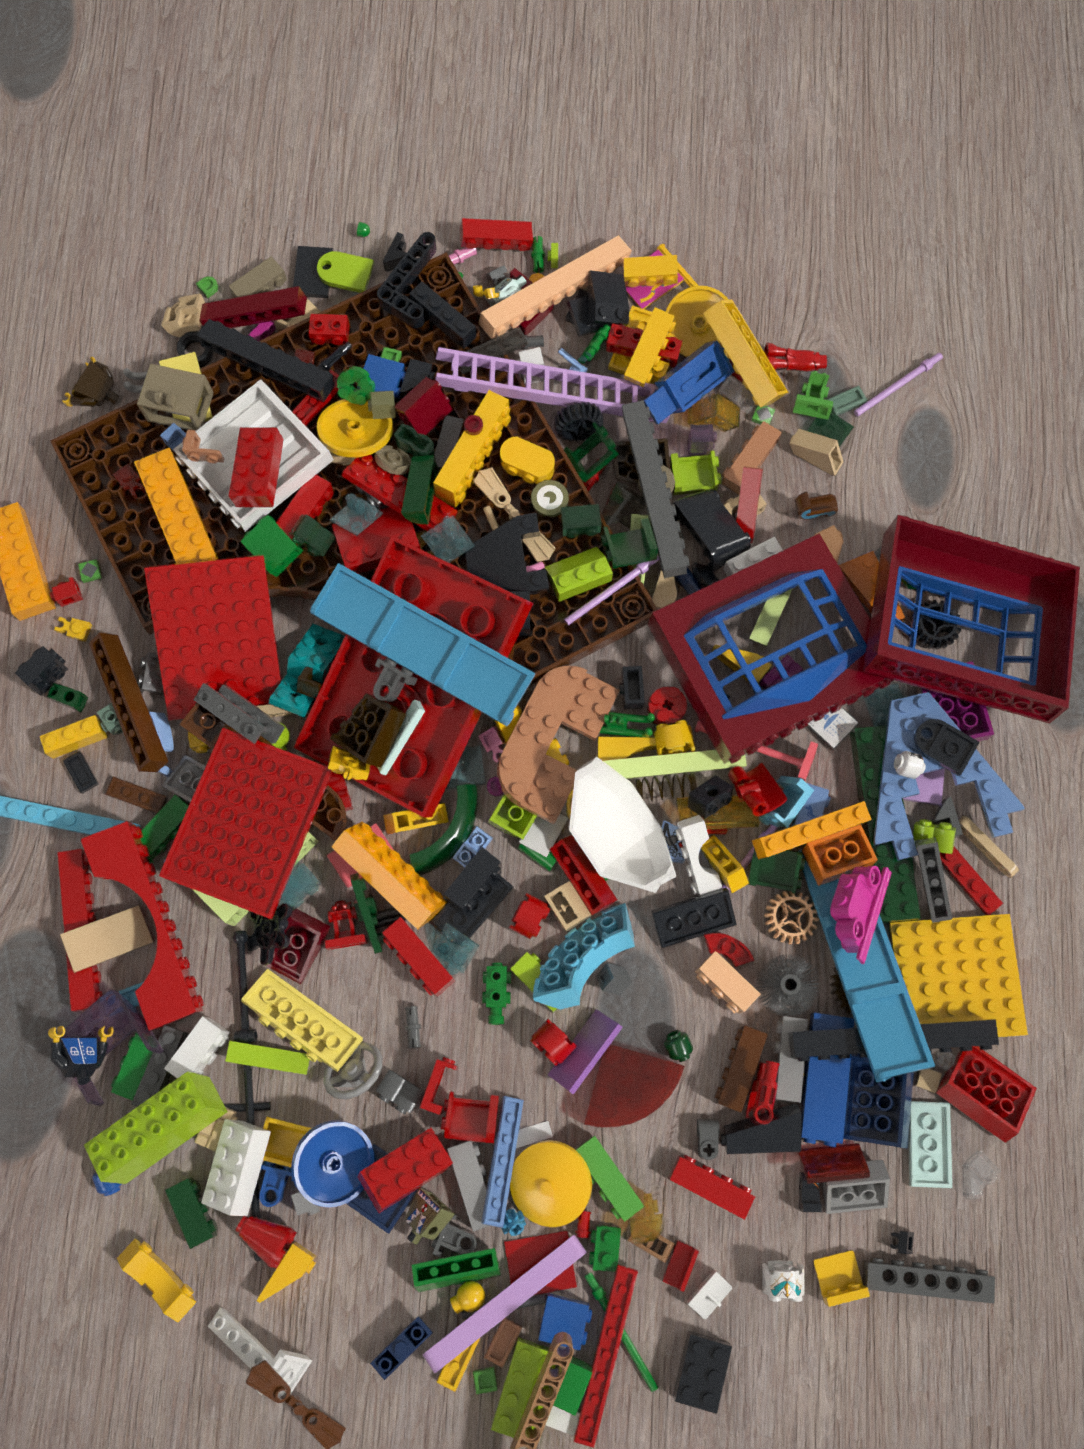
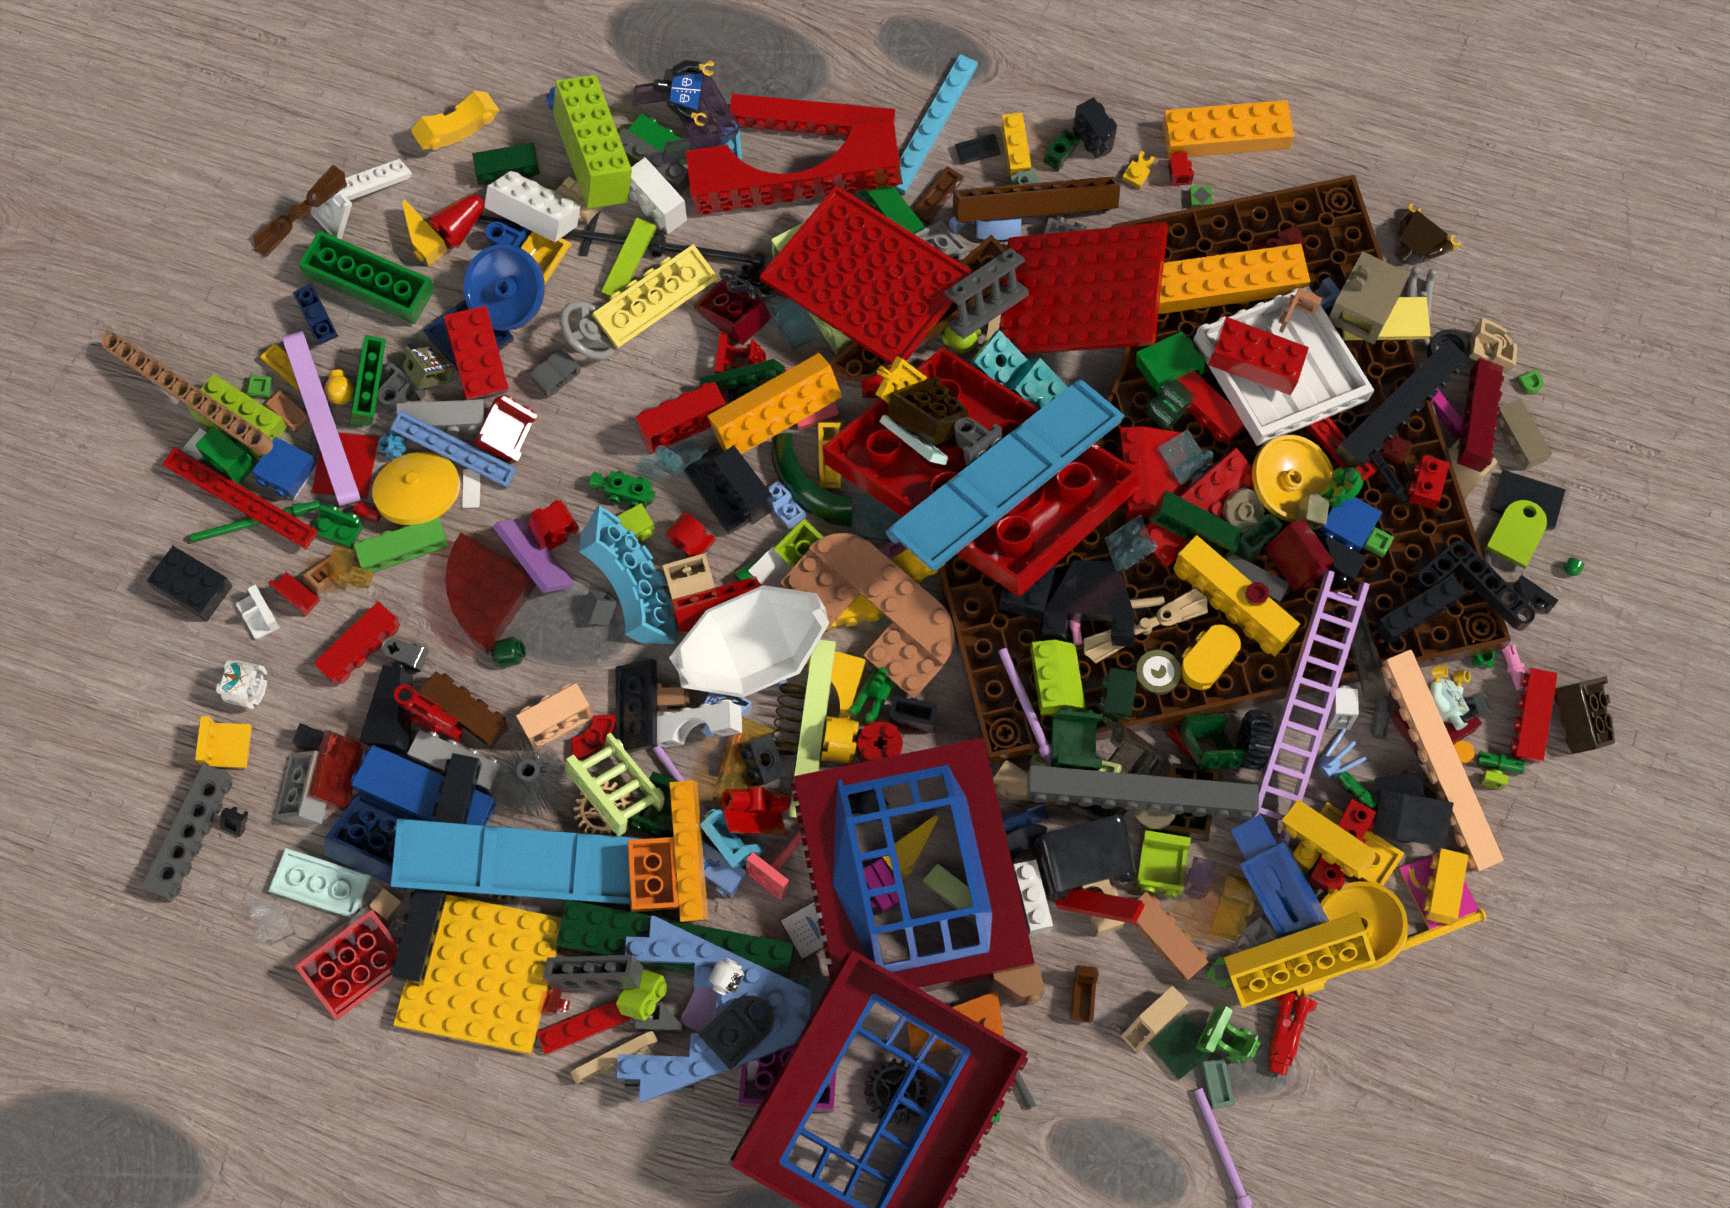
camera: 105 degrees right, 5 degrees down
(106, 939) = (792, 133): tan tile -> none
(306, 685) = (1007, 372): dark brown panel -> none
(347, 1312) = (366, 277): none -> green brick
(413, 1027) = (614, 400): dark grey pin -> none
(434, 1082) = (534, 393): red panel -> none
(485, 202) = (1585, 715): none -> dark brown wedge
(676, 890) = (672, 698): none -> medium nougat brick
(725, 864) = (684, 753): yellow slope -> none
(780, 929) = (604, 802): none -> yellowish green fence
(858, 906) = (586, 865): dark pink brick -> none
(962, 908) = (554, 1002): none -> clear red tile

